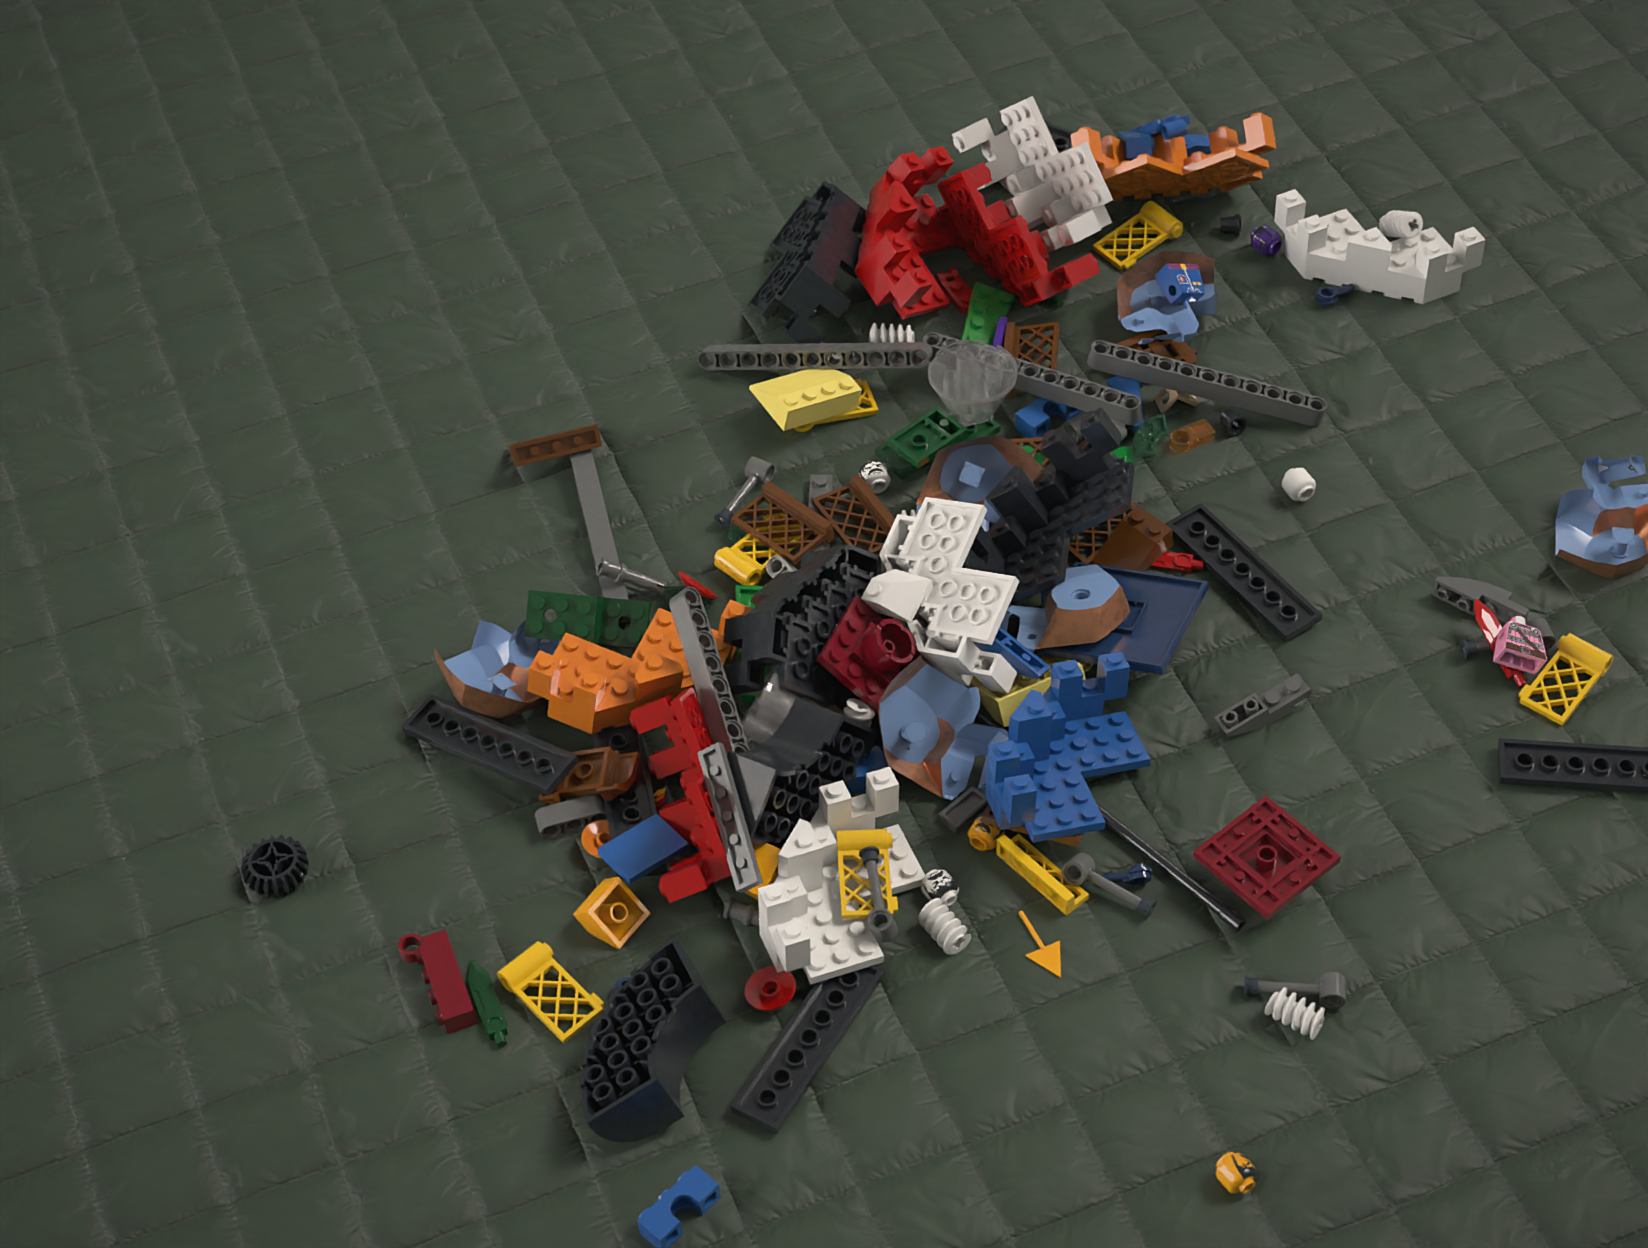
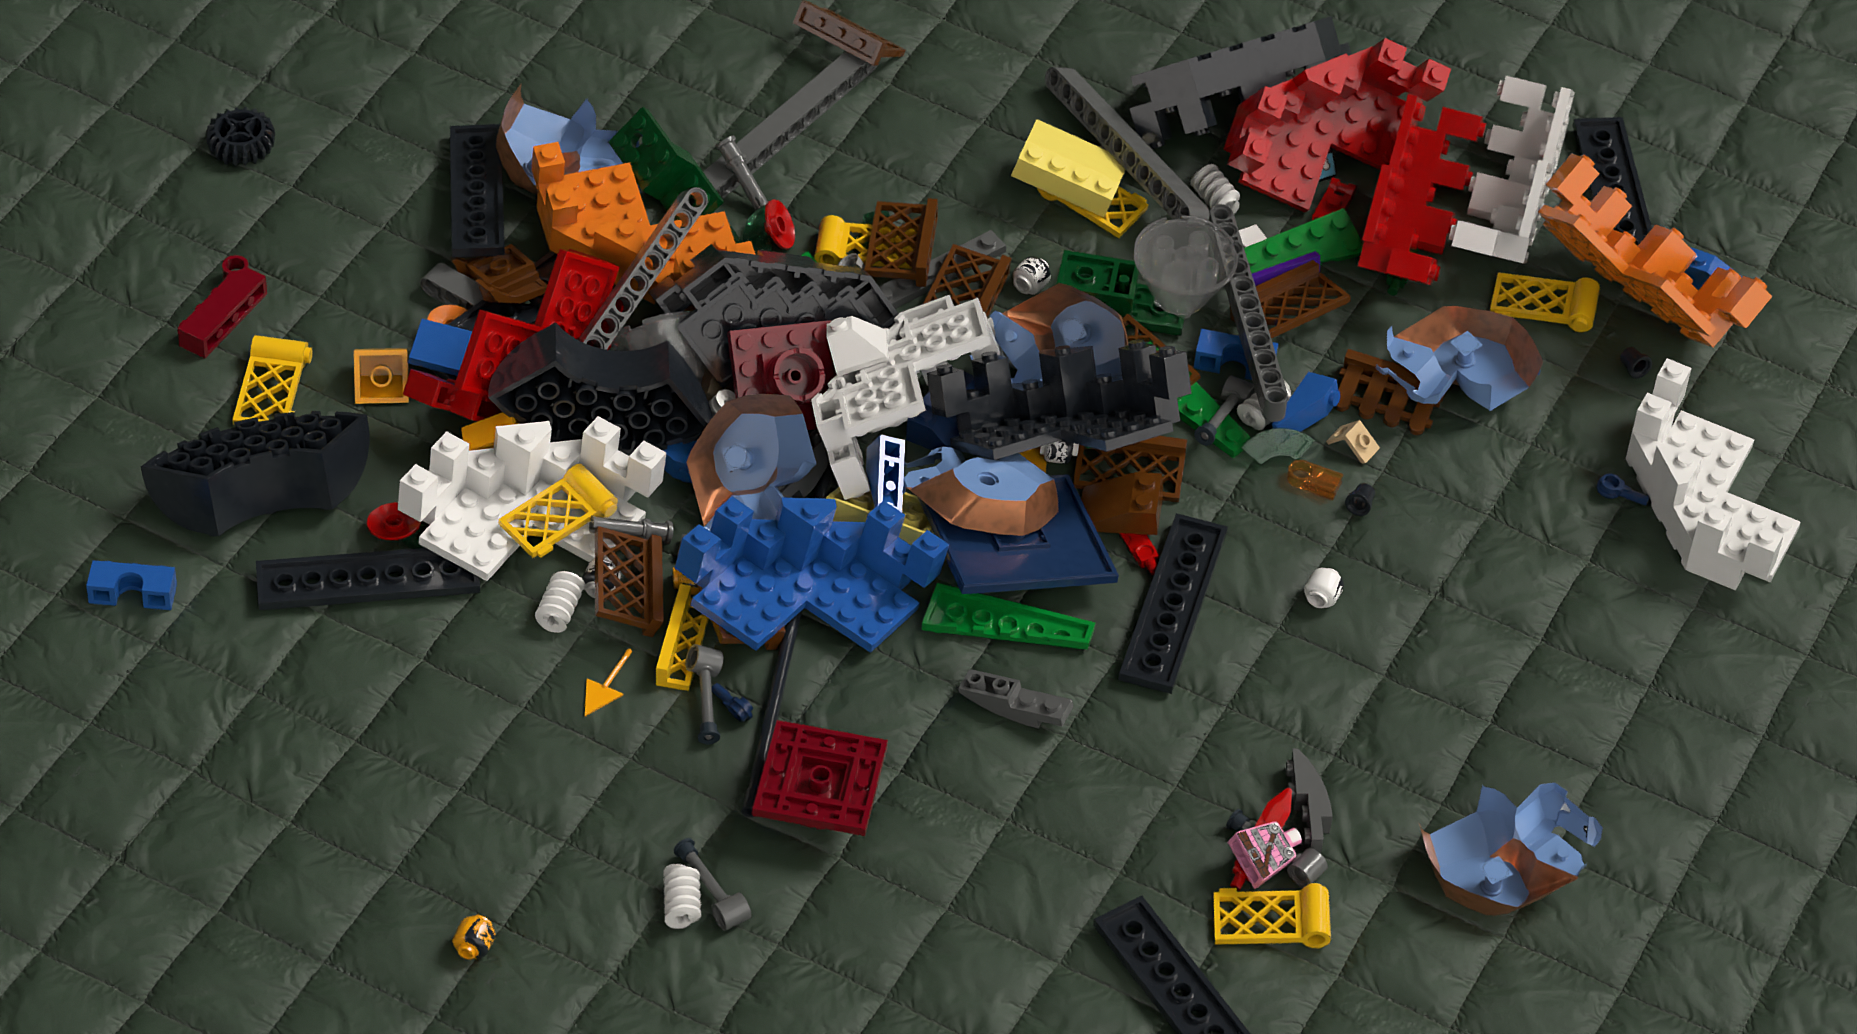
camera: 45 degrees right, 0 degrees up
(487, 1003) = (227, 352): dark green piece -> none
(730, 817) = (496, 367): dark grey plate -> none
(757, 471) = (957, 191): dark grey piece -> none
(879, 914) = (512, 547): dark grey piece -> none
(919, 834) = (641, 529): none -> dark grey pin
(976, 862) = (648, 583): none -> reddish brown fence
(1136, 144) = (1636, 218): blue slope -> none
(1155, 693) = (1003, 620): none -> green wing
(1170, 127) = (1677, 226): blue hinge -> none
(1181, 283) = (1490, 357): blue torso -> none
(1206, 383) = (1377, 447): dark grey beam -> none
(1266, 240) = (1632, 395): dark purple head -> none
(1401, 224) = (1766, 499): white piece -> none

